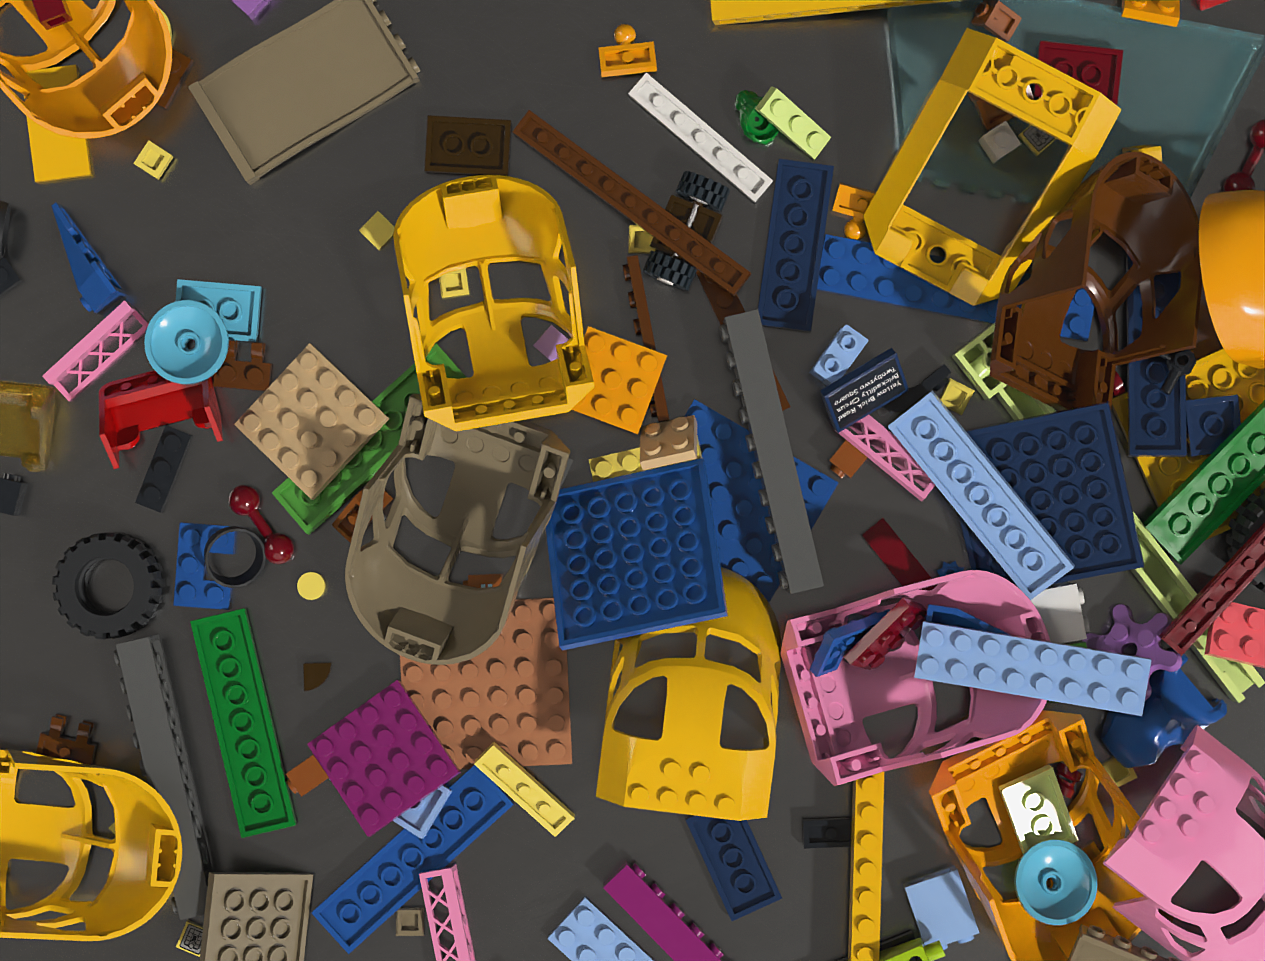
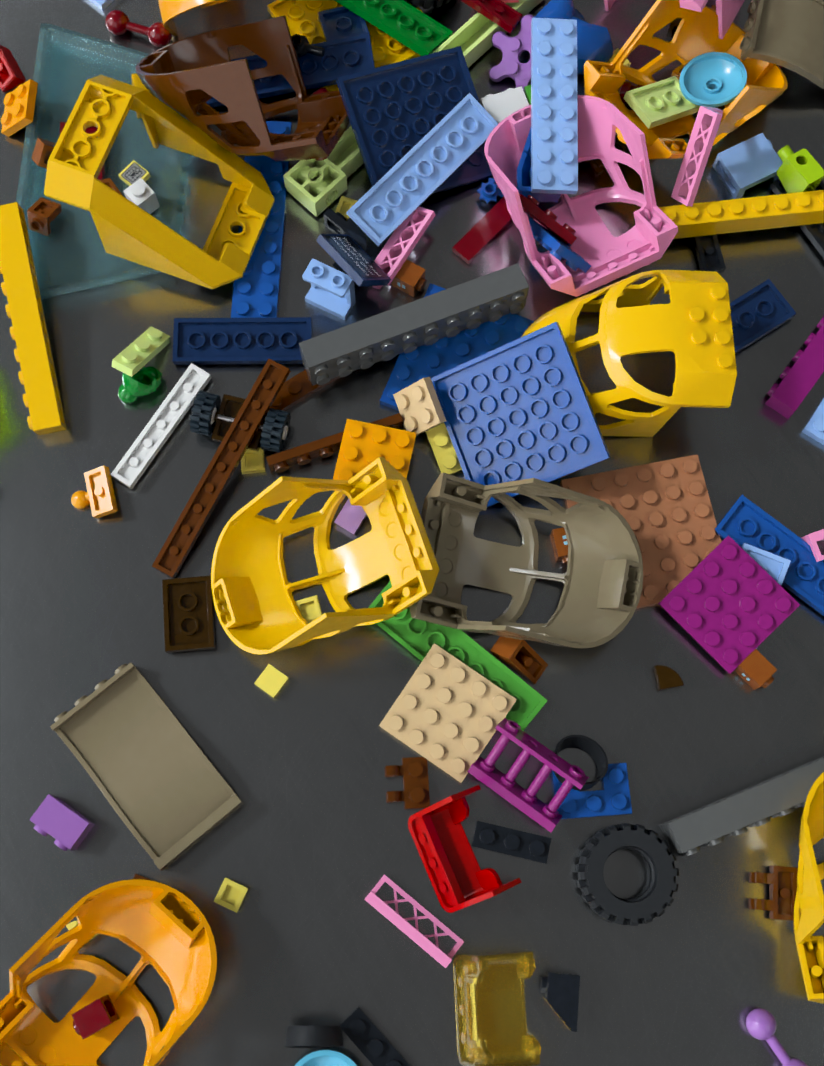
camera: 100 degrees left, 15 degrees down
(54, 154) = (233, 994): yellow tile -> none
(91, 275) = (346, 936): blue wedge -> none
(168, 339) = (375, 836): medium azure dish -> none
(211, 481) = (506, 785): none -> magenta fence
(234, 303) = (361, 814): medium azure plate -> none
(243, 723) = (721, 734): green plate -> none
(245, 502) = (561, 726): dark red piece -> none
(311, 585) = (591, 693): light yellow tile -> none
(524, 789) = (727, 487): light yellow plate -> none
(853, 202) = (202, 301): light orange plate -> none
(932, 830) = (697, 154): none -> bright pink fence
(1072, 32) = (42, 152): none -> dark orange brick

